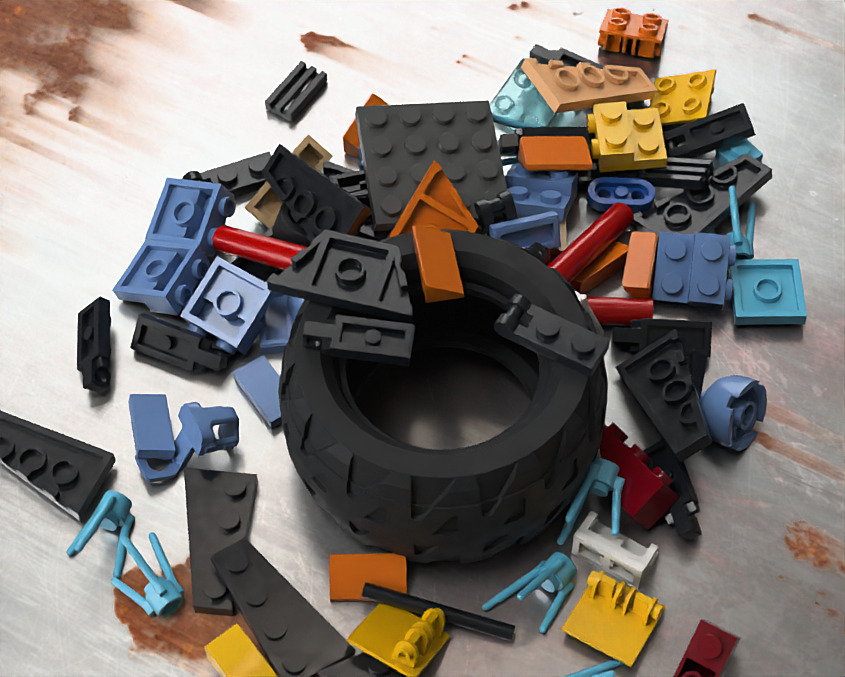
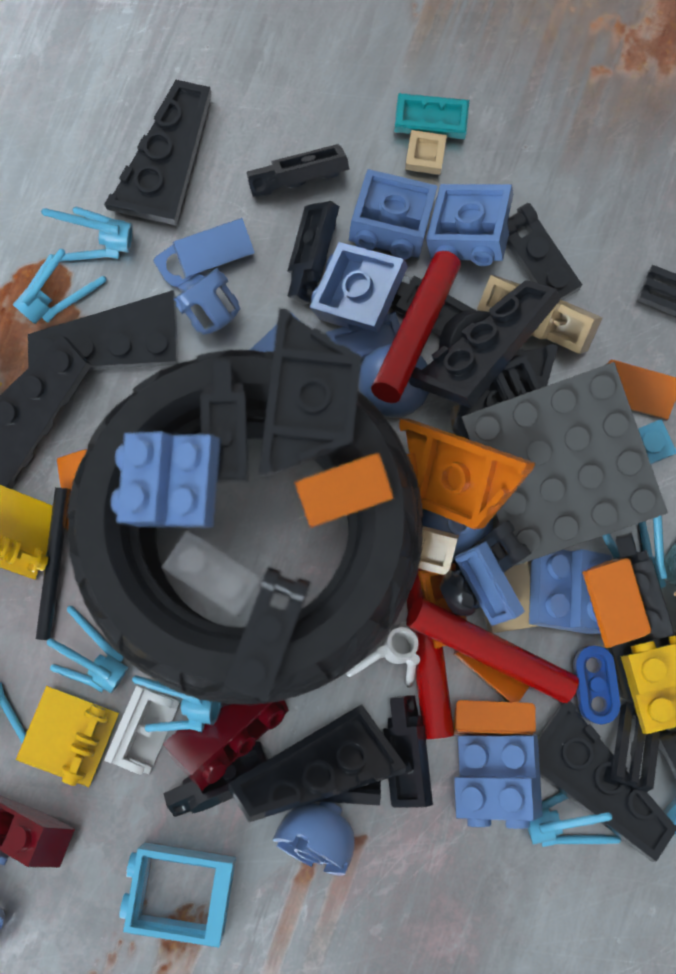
camera: 80 degrees right, 25 degrees up
(76, 236) = (432, 115): none -> teal plate
(110, 245) = (425, 152): none -> tan plate
(403, 381) = (166, 480): none -> medium blue plate
(491, 370) = (212, 573): none -> clear plate
(767, 292) = (490, 867): medium azure plate -> none
(783, 502) = (172, 929): none -> medium azure window

